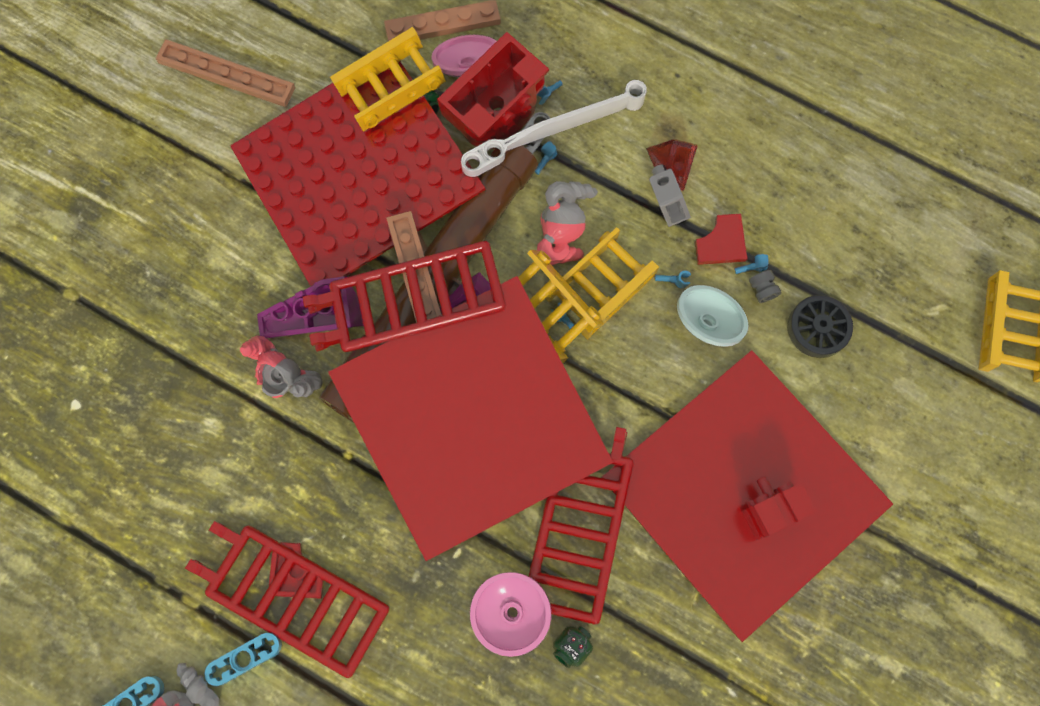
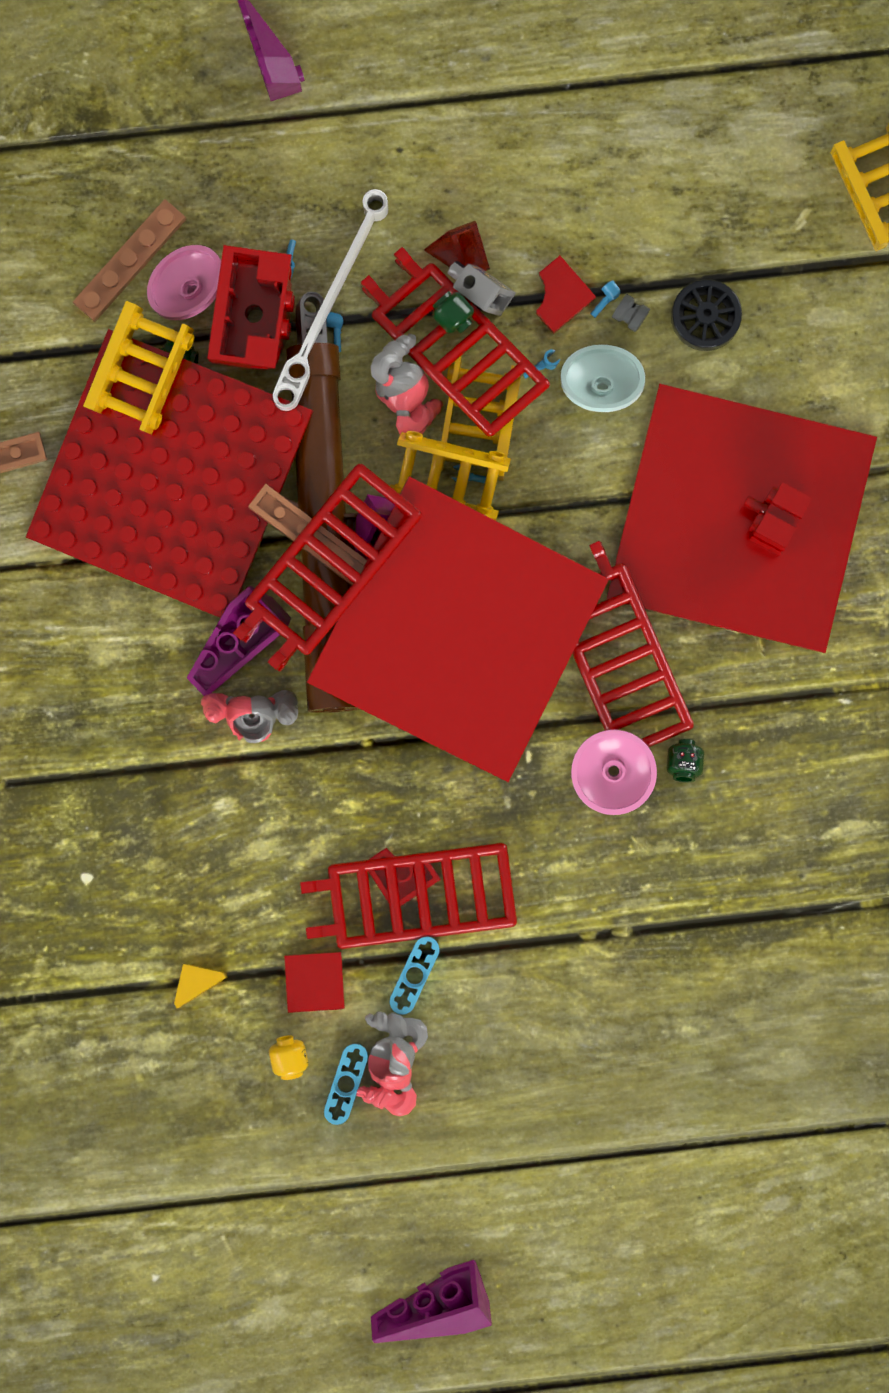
camera: 30 degrees left, 10 degrees up
(81, 537) = (194, 982): none -> yellow slope
(98, 651) = (288, 1057): none -> yellow head
(167, 606) = (314, 982): none -> red tile
(636, 193) = (453, 312): none -> dark green head
(651, 222) = (419, 276): none -> red bar

